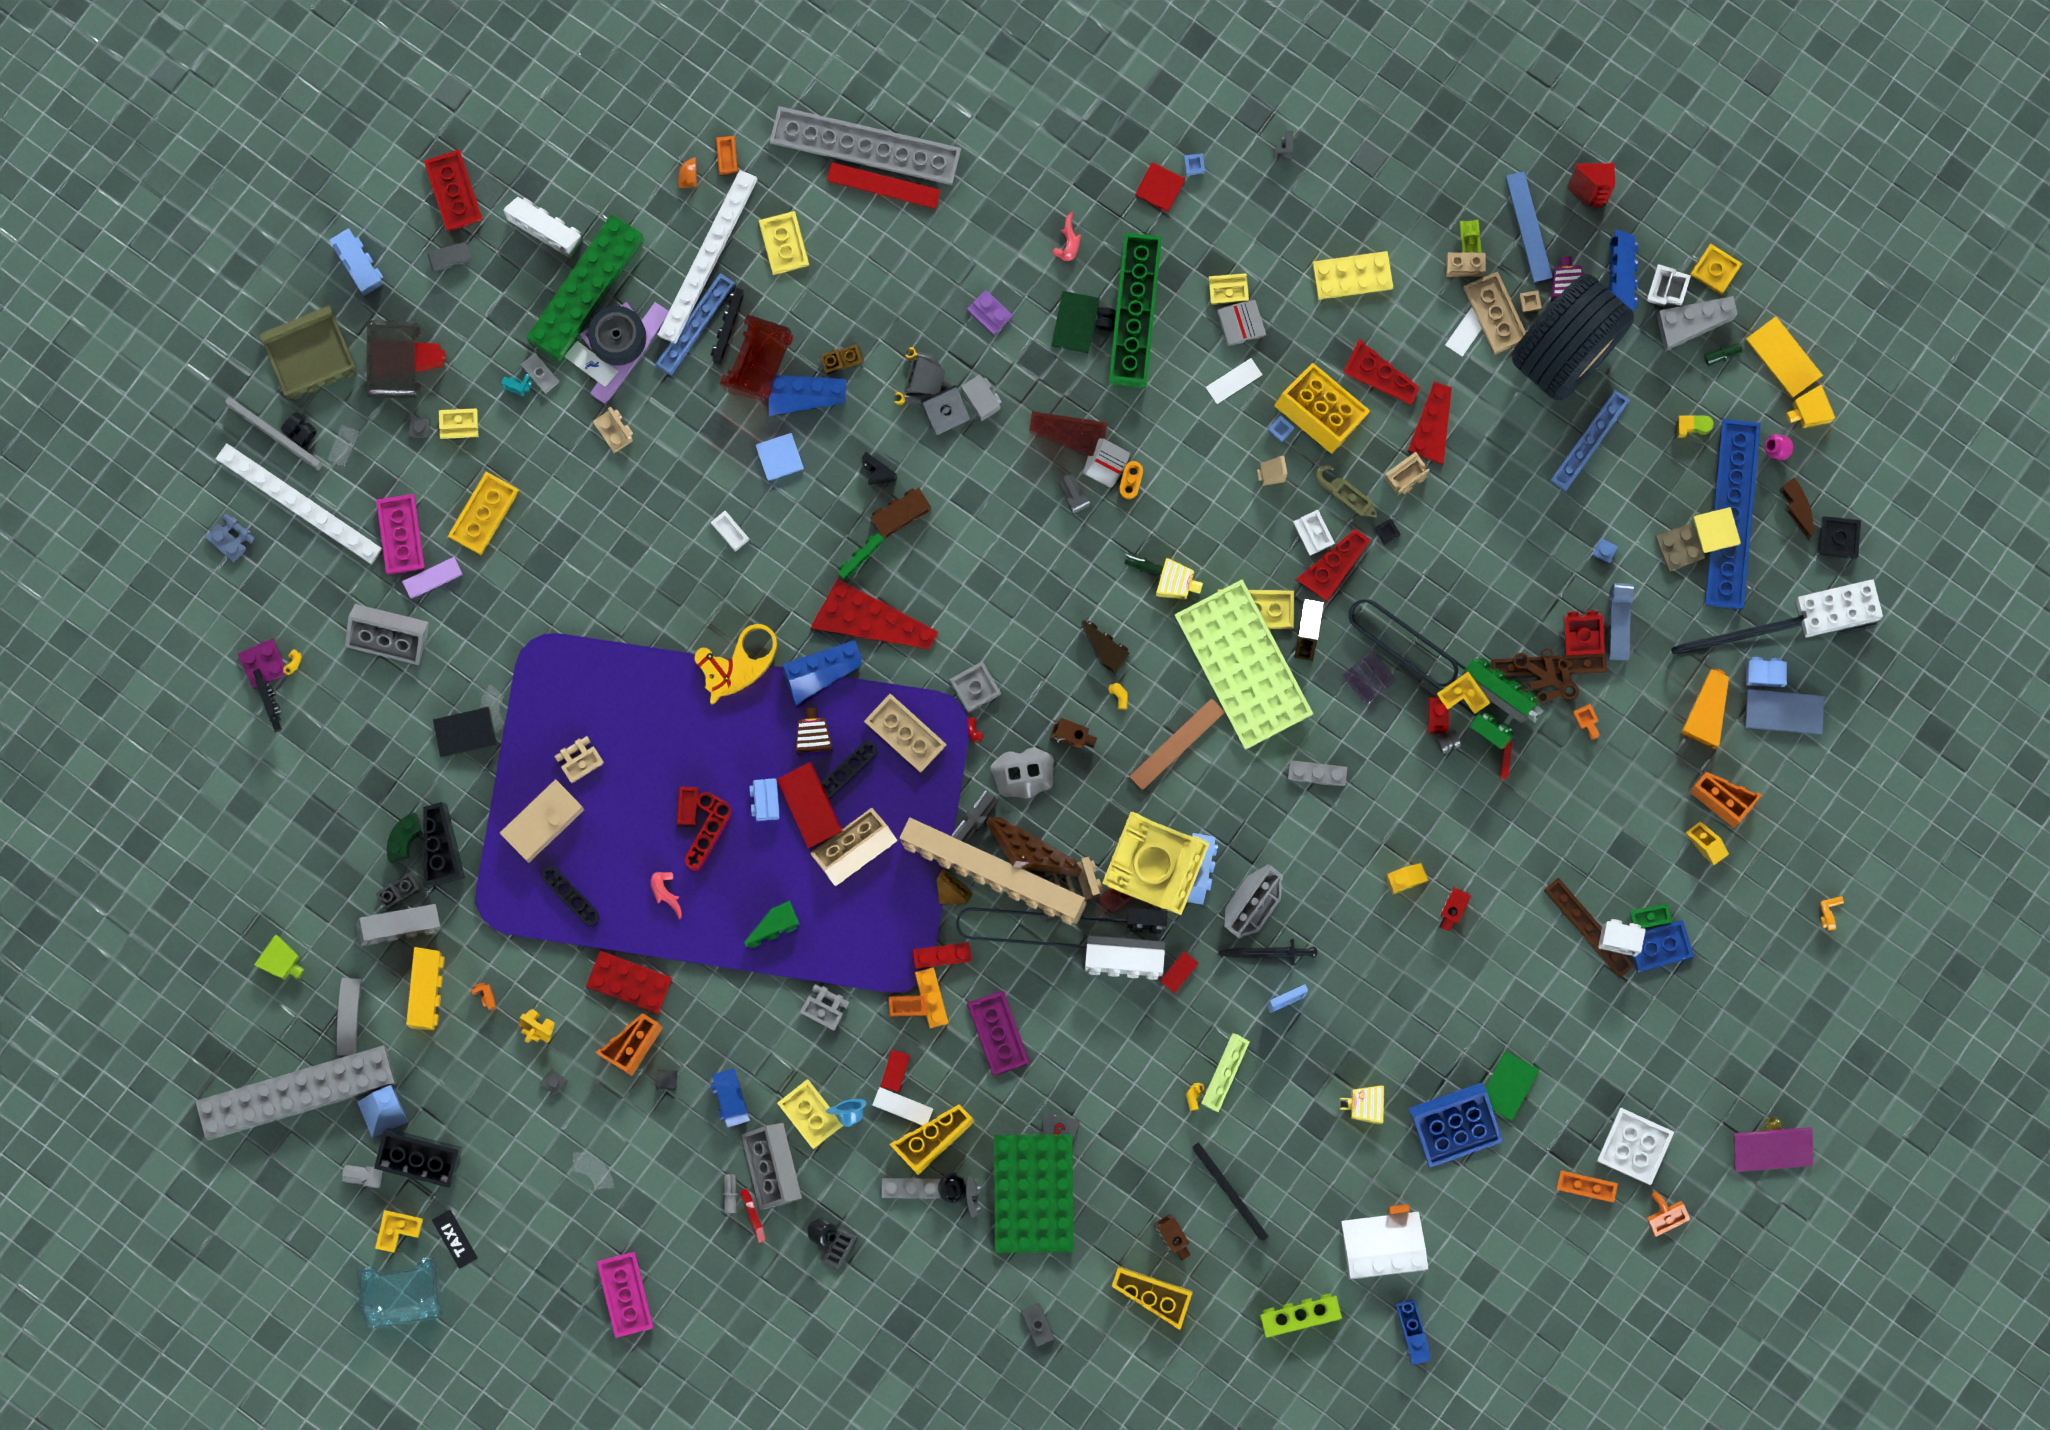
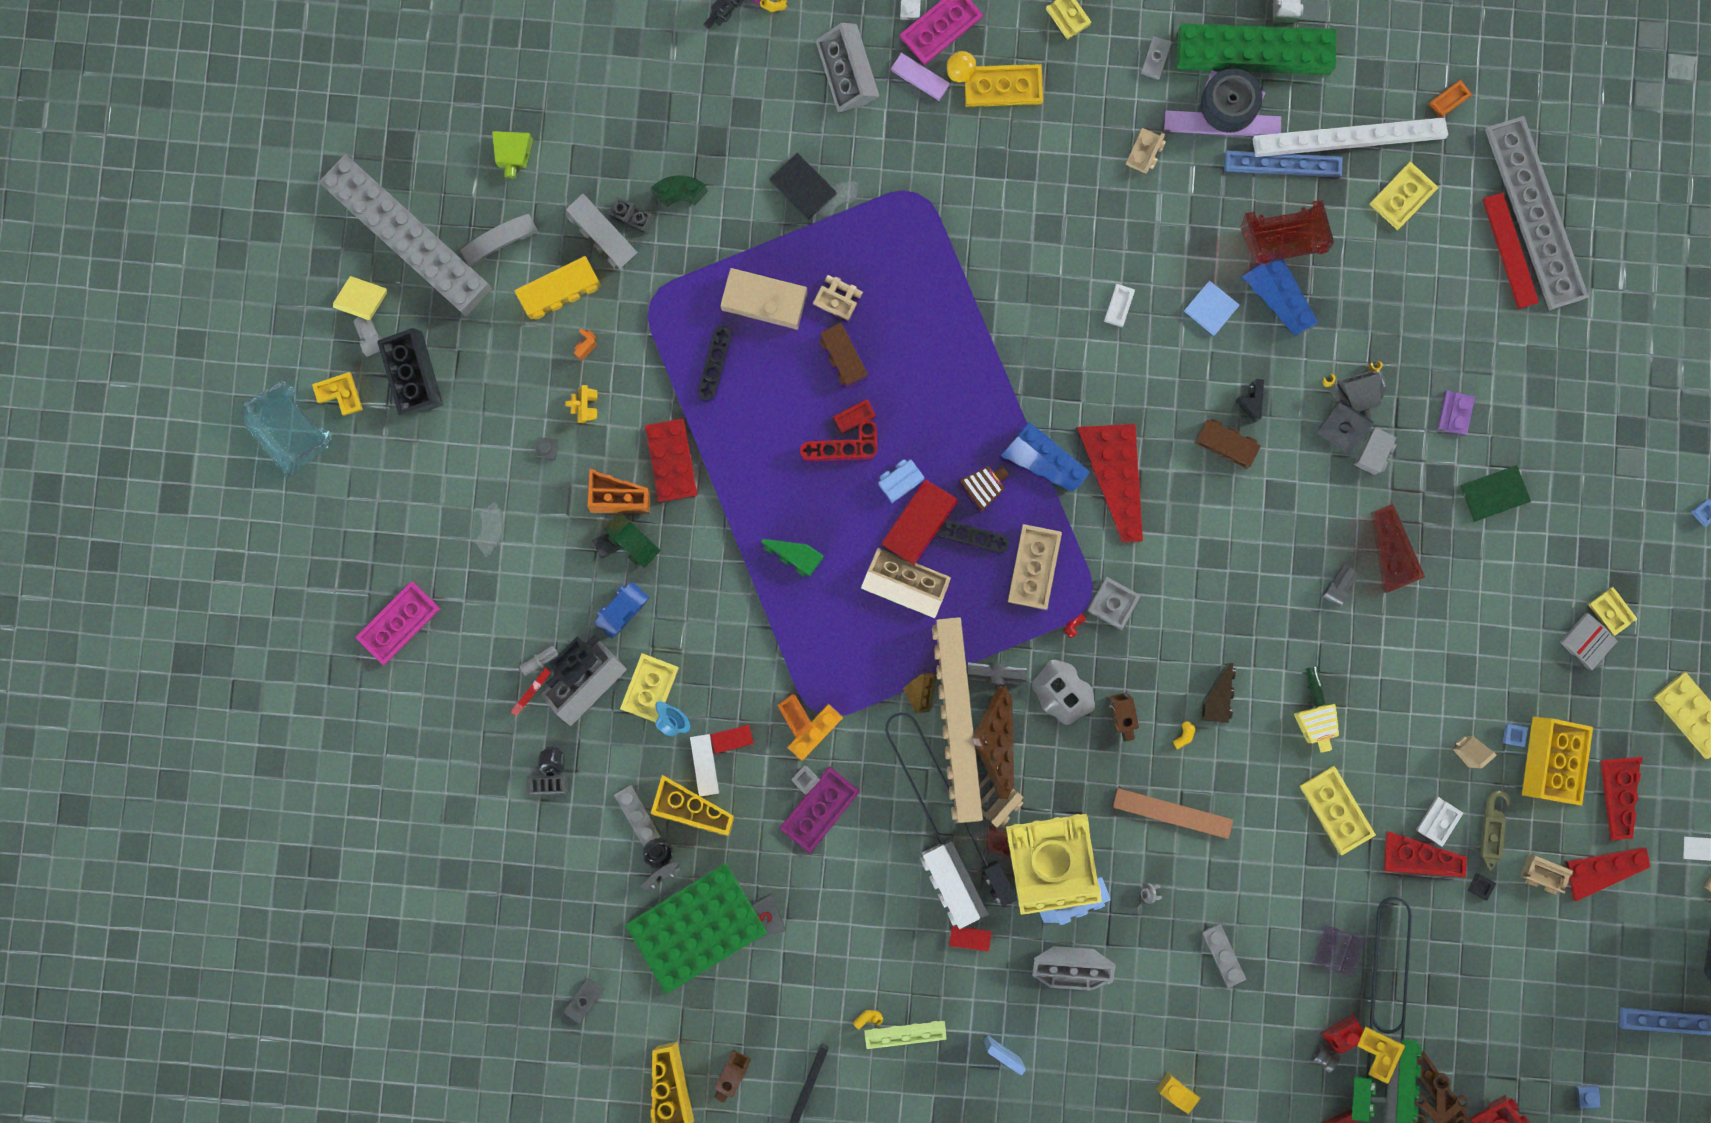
camera: 60 degrees right, 5 degrees up
(326, 1163) = (360, 298): none -> light yellow tile
(382, 1111) = (434, 319): light blue slope -> none
(441, 853) = (690, 226): black wedge -> none
(445, 538) = (961, 66): none -> yellow hair
(454, 1239) = (362, 447): black sticker -> none
(514, 385) = (1132, 44): teal bracket -> none
(591, 364) = (1191, 96): white sticker -> none
(631, 784) = (843, 355): none -> reddish brown brick
(661, 893) = (764, 440): coral piece -> none
(677, 1054) = (624, 533): none -> dark green brick
(688, 174) = (1412, 76): orange brick -> none
(724, 333) = (1307, 189): black plate -> none
(730, 676) = (991, 384): yellow animal -> none
(749, 1163) = (573, 662): none -> black plate
(821, 1012) = (744, 643): light grey plate -> none
(842, 359) = (1332, 309): pearl gold slope -> none
(860, 556) = (1167, 431): green plate -> none
(941, 955) = (857, 718): red plate -> none
(966, 1029) = (805, 779): none -> light grey plate
(1072, 241) = (1567, 446): coral piece -> none
(1105, 318) = (1515, 518): black wheel -> none
(1106, 463) = (1386, 598): light grey slope -> none
(1131, 481) = (1383, 629): light orange plate -> none
(1135, 310) = (1541, 540): green brick -> none
(1160, 187) = (1665, 494): red tile -> none
(1230, 803) = (1149, 894): none -> light grey plate
(1234, 381) = (1531, 666): white sticker -> none
(1243, 664) = (1281, 830): yellowish green plate -> none
(1271, 952) = (1038, 1011): black sword -> none
(1308, 630) = (1349, 871): slope -> none

